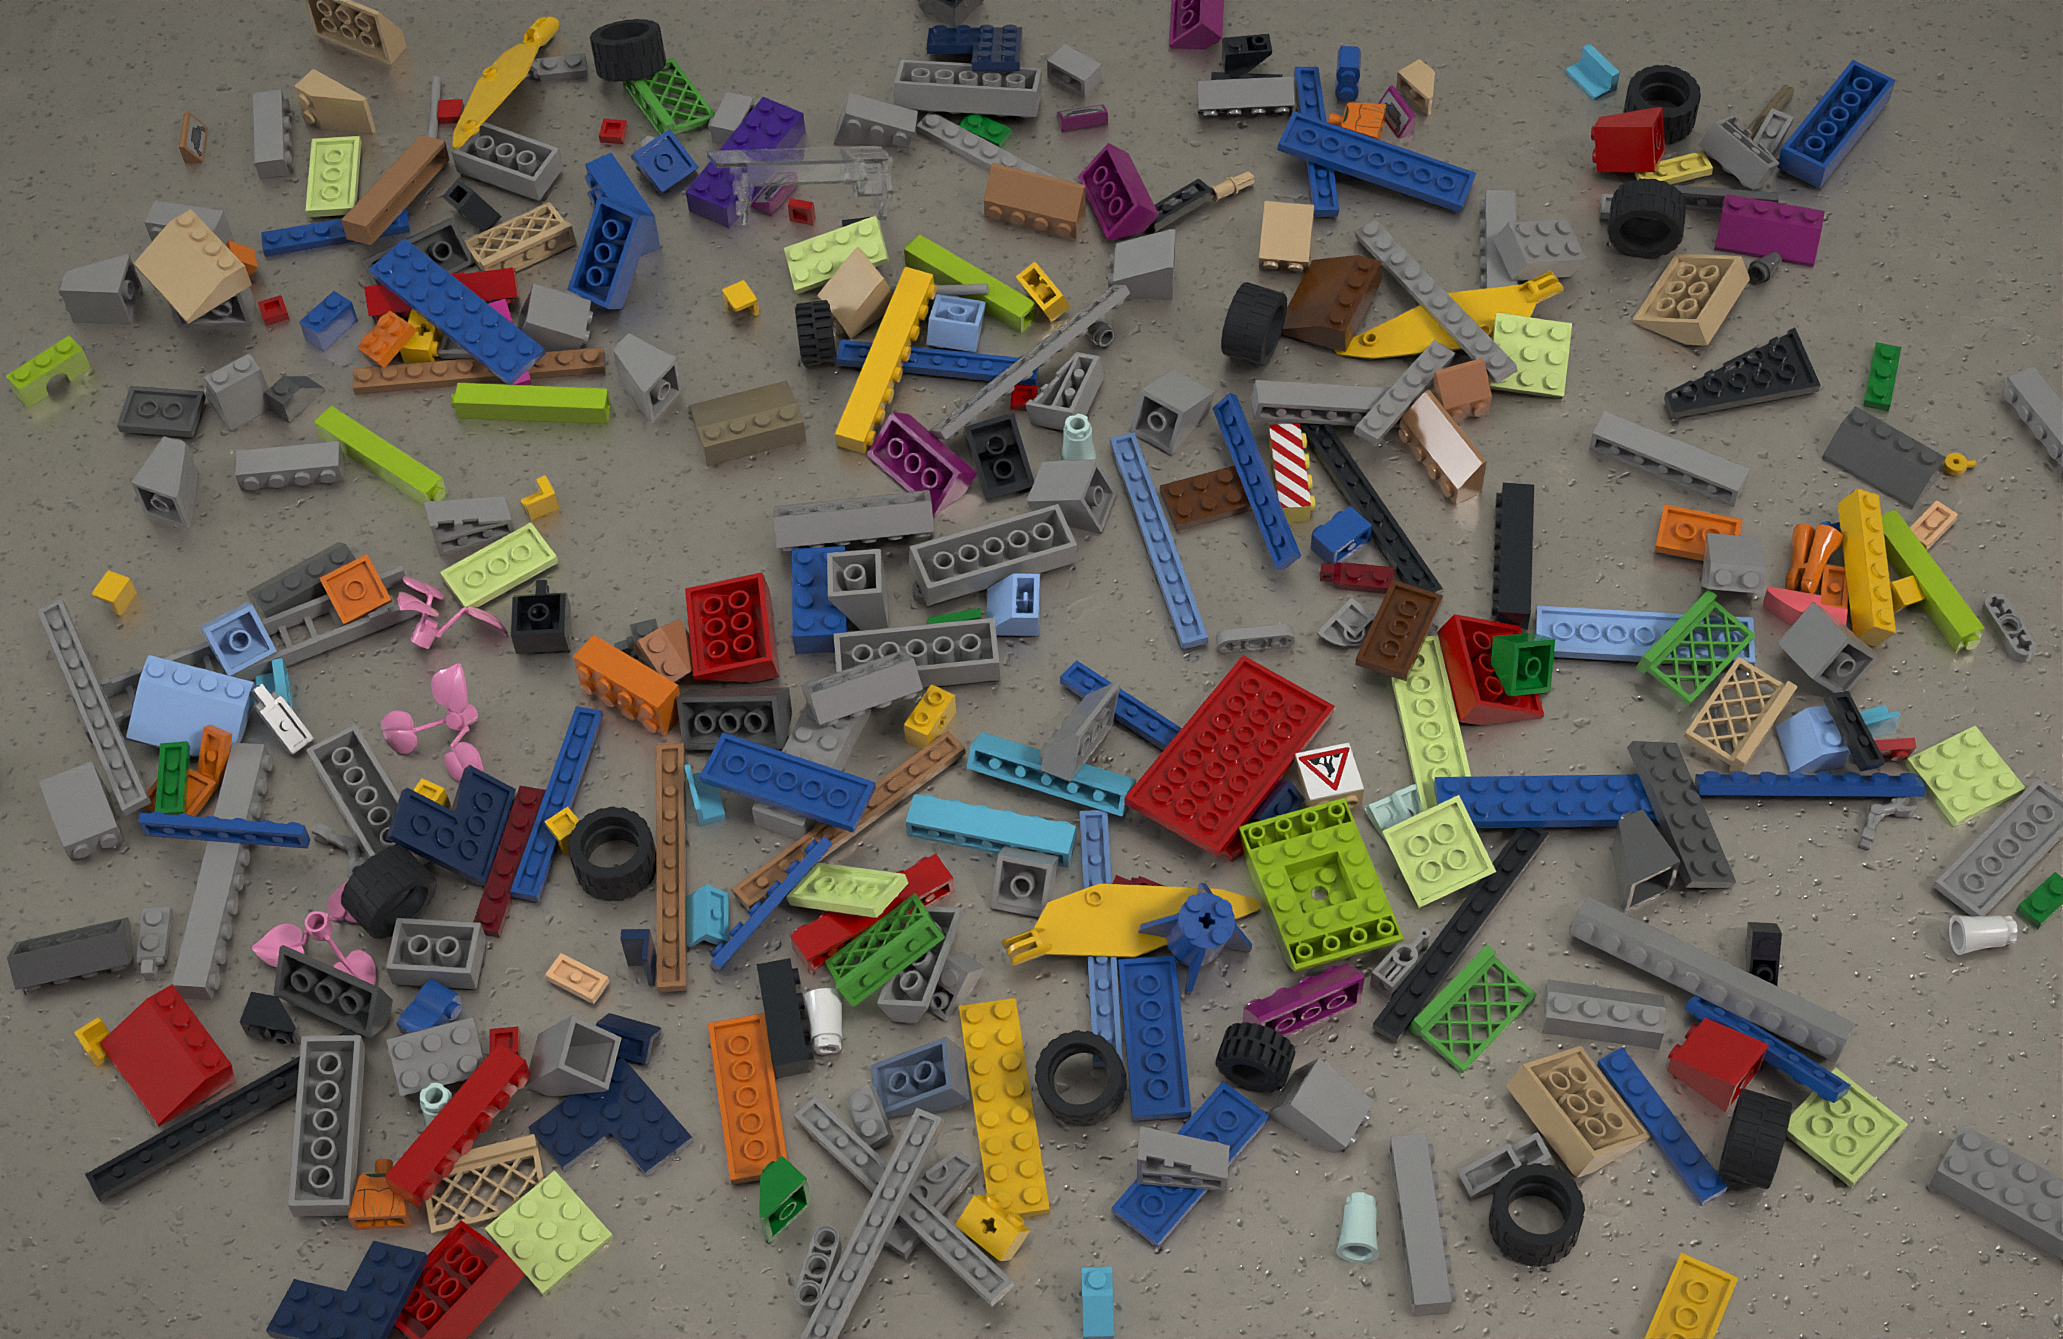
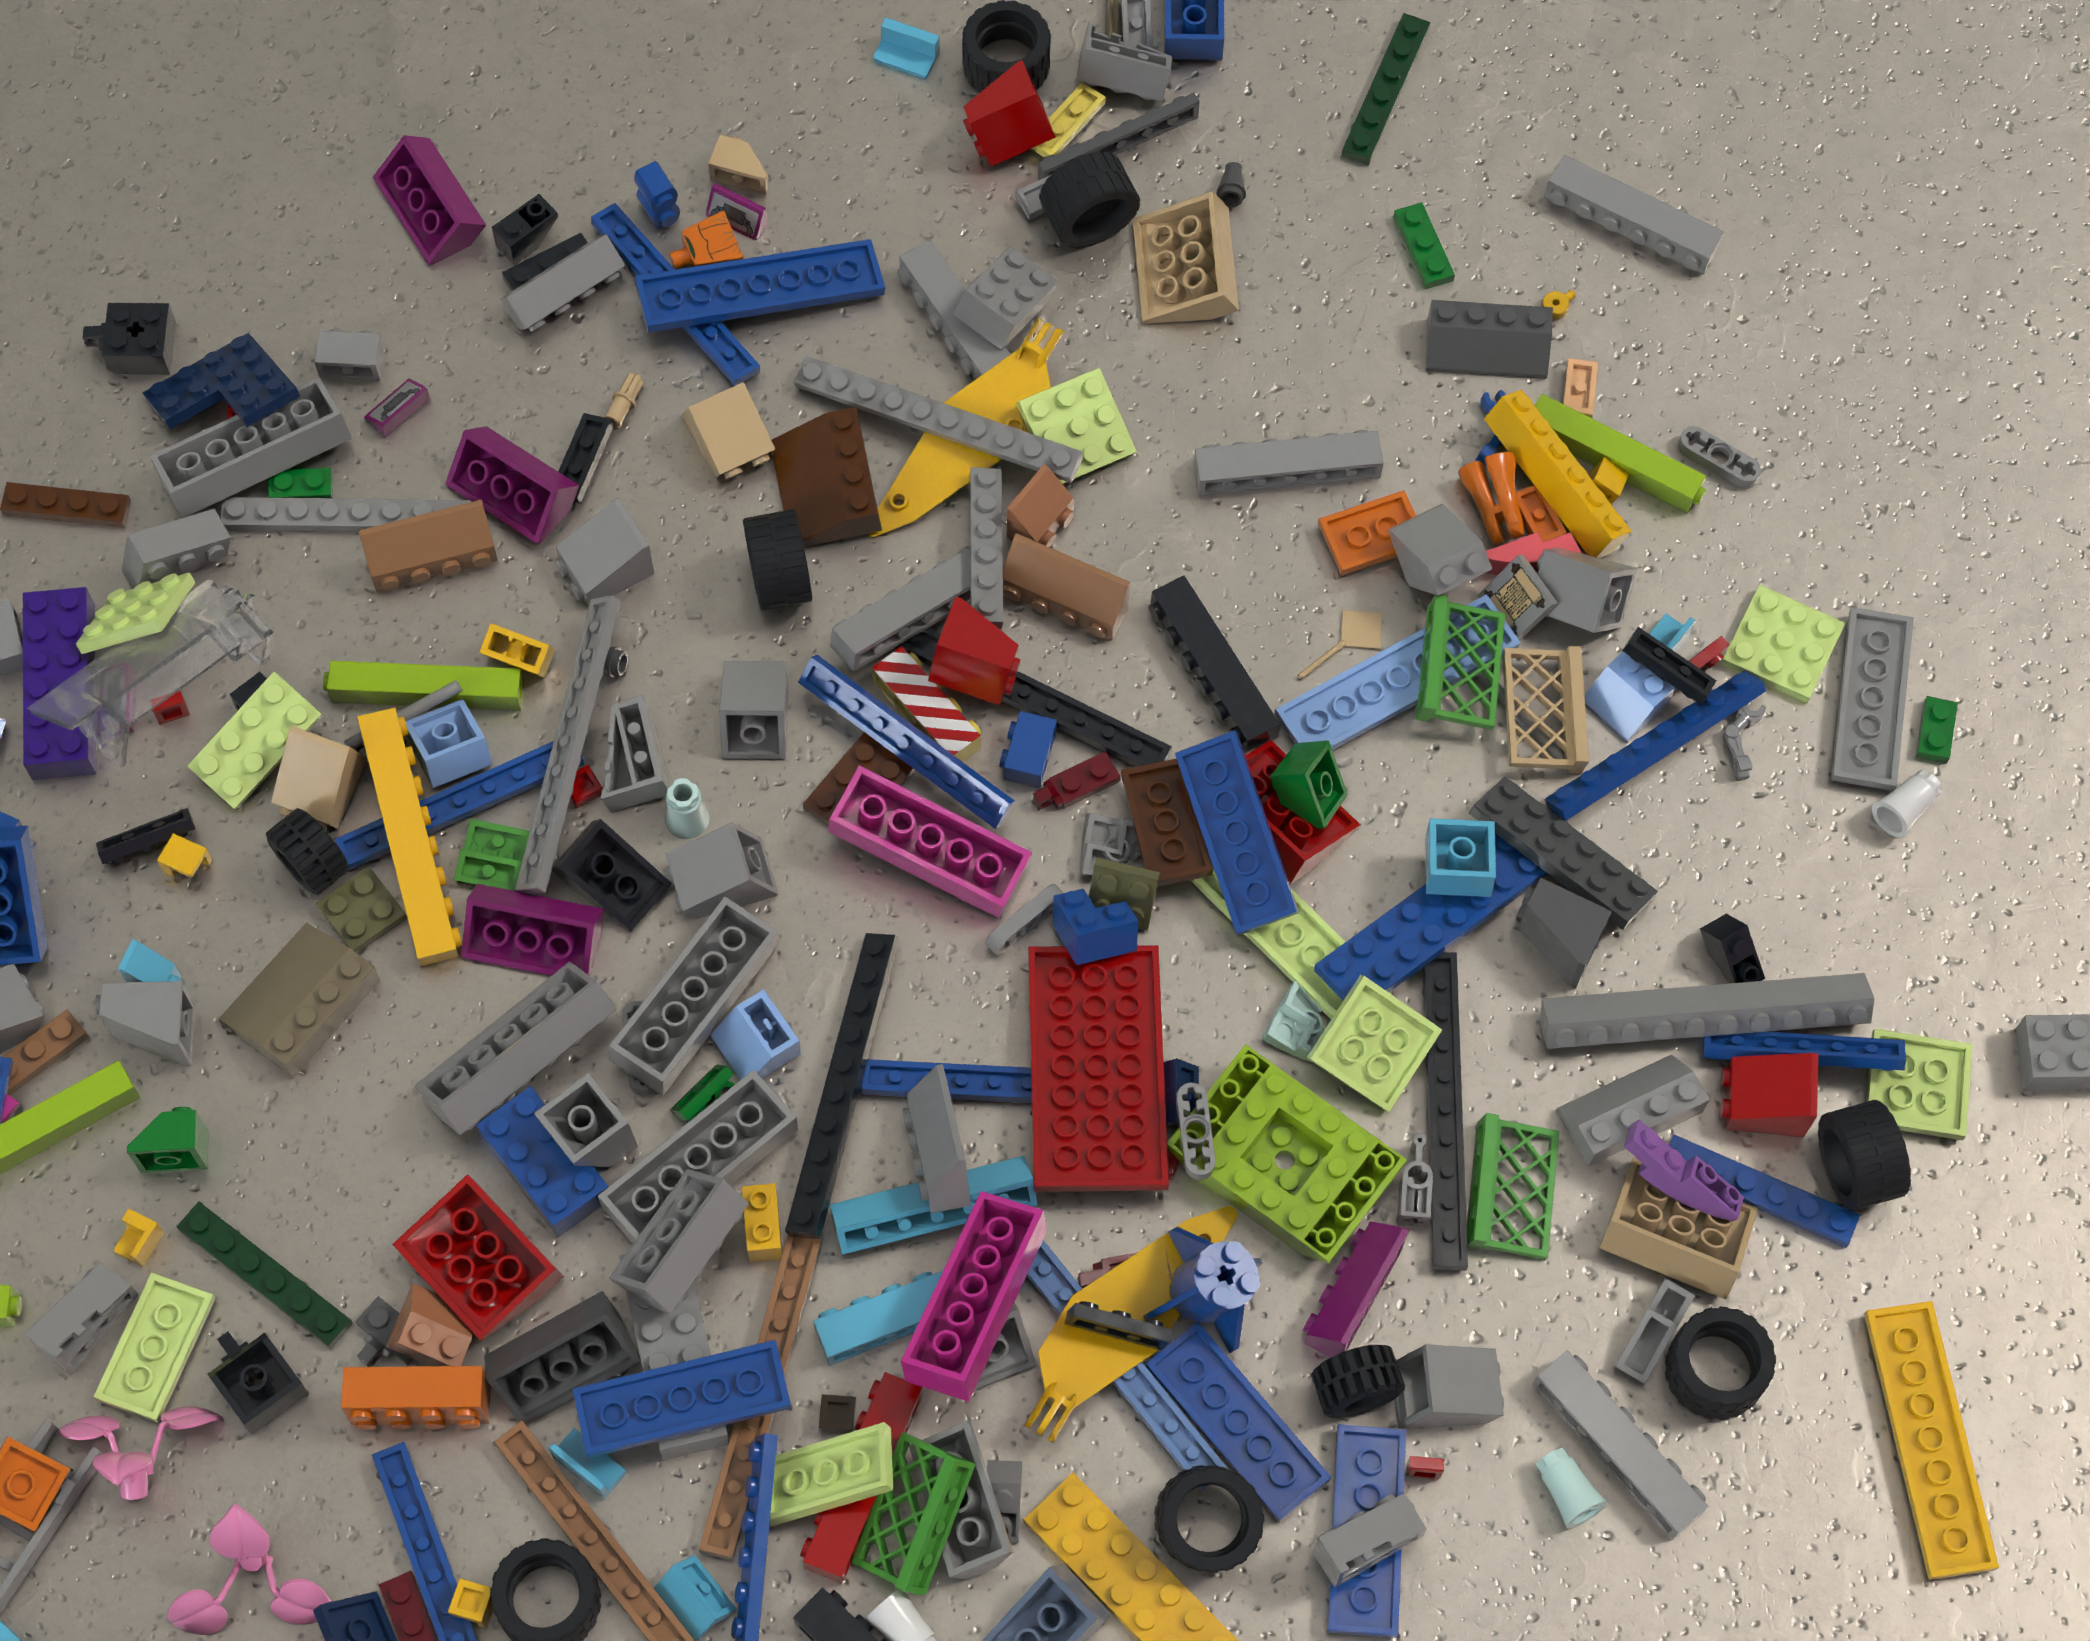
camera: 40 degrees left, 10 degrees up
(598, 567) = (264, 1275): none -> dark green plate
(600, 453) = (171, 1143): none -> green slope
(663, 337) = (145, 965): none -> medium azure slope
(727, 276) = (145, 837): none -> black plate
(819, 139) = (135, 612): none -> yellowish green plate
(825, 391) = (361, 910): none -> olive plate
(832, 67) = (65, 505): none -> reddish brown plate
(887, 861) = (837, 1413): none -> dark brown plate
(931, 403) = (491, 855): none -> bright green slope
(1026, 833) = (974, 1296): none -> dark pink brick
(1048, 667) = (842, 1086): none -> black plate
(1113, 917) = (1118, 1325): none -> black plate
(1158, 541) = (846, 867): medium blue plate -> none
(1223, 550) = (929, 841): none -> dark pink brick
(1262, 838) = (1189, 1155): none -> light grey beam
(1264, 1148) = (1425, 1467): none -> red tile
(1295, 668) = (1092, 931): none -> blue brick
(1329, 775) = (1209, 1030): piece -> none
(1333, 656) = (1120, 882): none -> olive plate
(1339, 448) = (974, 655): none -> red slope
(1440, 659) = (1236, 833): none -> blue plate
(1593, 765) = (1460, 857): none -> medium azure brick
(1605, 1080) = (1686, 1181): none -> medium lavender slope
(1640, 594) = (1357, 631): none -> tan piece
(1756, 376) = (1307, 318): black wing -> none
(1764, 227) = (1208, 138): magenta slope -> none
(1775, 630) = (1520, 596): none -> tile
(1930, 264) = (1386, 89): none -> dark green plate

